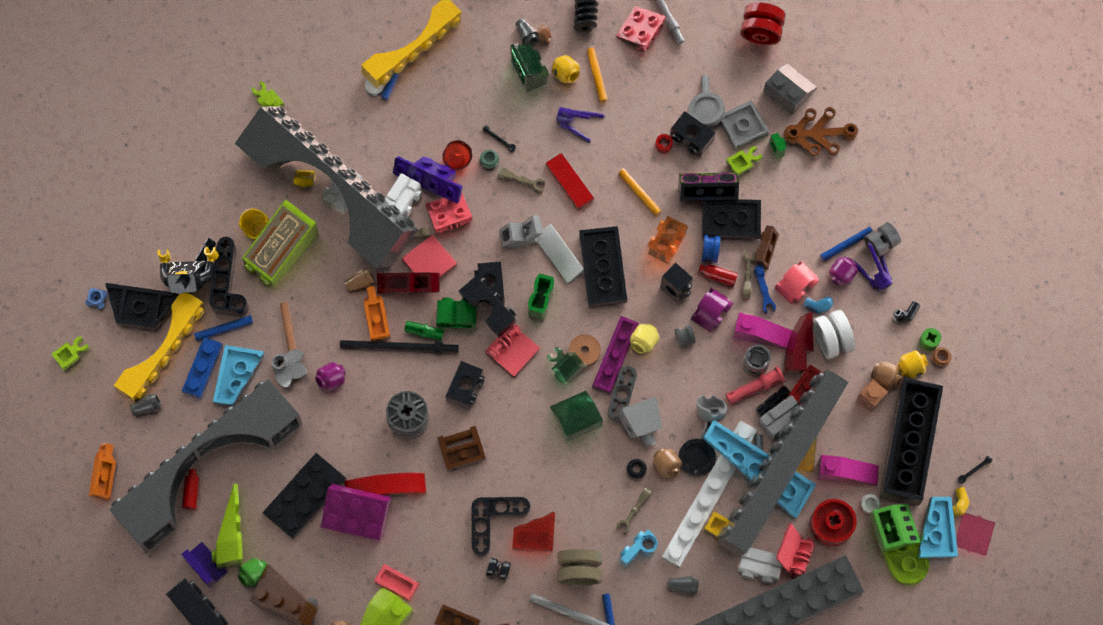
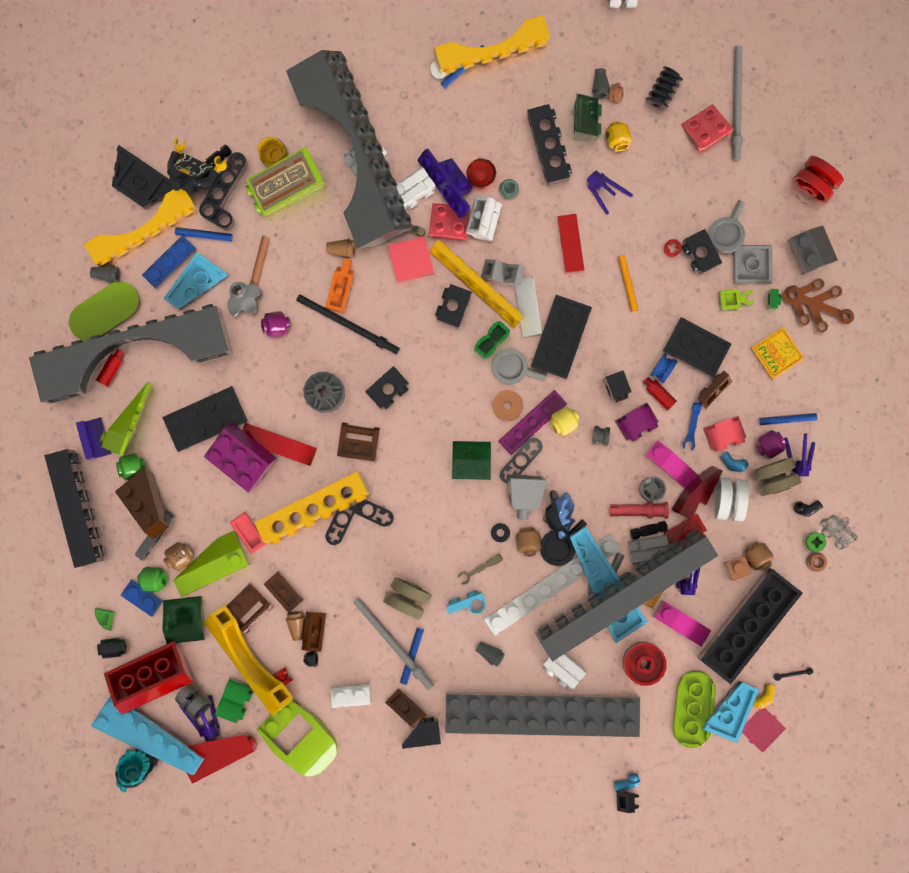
camera: 30 degrees right, 15 degrees up
(67, 354) = (57, 195): lime plate -> none
(92, 293) = (104, 148): medium blue plate -> none
(103, 473) = (42, 317): orange hinge -> none
(160, 439) = (104, 310): none -> lime tile
(267, 98) = (338, 38): lime plate -> none
(304, 178) = (334, 129): yellow plate -> none
(408, 282) = (382, 271): dark red slope -> none
(424, 330) = (375, 320): green axle -> none
(455, 314) = (411, 319): green brick -> none
(461, 499) = (266, 525): none -> yellow brick
(477, 292) = (437, 312): black arch -> none
(479, 193) = (483, 218): none -> white brick
(493, 568) = (336, 560): black wheel -> none
(496, 253) = (475, 283): none -> yellow plate
(505, 174) = (515, 208): dark tan piece -> none
(511, 147) = (534, 186): black hinge -> none
(512, 350) = (445, 374): coral hinge -> none
(521, 128) = (552, 174): none -> black brick
(535, 535) = (385, 548): clear red wing -> none
(567, 365) = (484, 414): clear green brick -> none
(571, 314) = (511, 367): none -> light grey piece
(597, 75) = (644, 154): light orange bar -> none
(671, 241) = (632, 343): clear orange brick -> none
(683, 423) = (559, 513): none -> hair
(708, 186) = (691, 309): black piece -> none
(711, 408) = (591, 512): light grey hair -> none
(716, 523) = (544, 615): yellow plate -> none
(747, 285) = (679, 416): dark tan piece -> none
(795, 552) = (596, 671): coral hinge -> none
(806, 190) = (777, 353): none -> yellow tile
(836, 432) = (689, 585): none -> dark purple plant
(861, 294) = (776, 476): none -> dark tan wheel
(869, 503) = (685, 660): white tile -> none
(884, 238) = (827, 430): flat silver wheel -> none
(894, 527) = (695, 694): bright green slope -> none
(912, 364) = (787, 557): yellow head -> none
(946, 318) = (839, 529): none -> clear hips

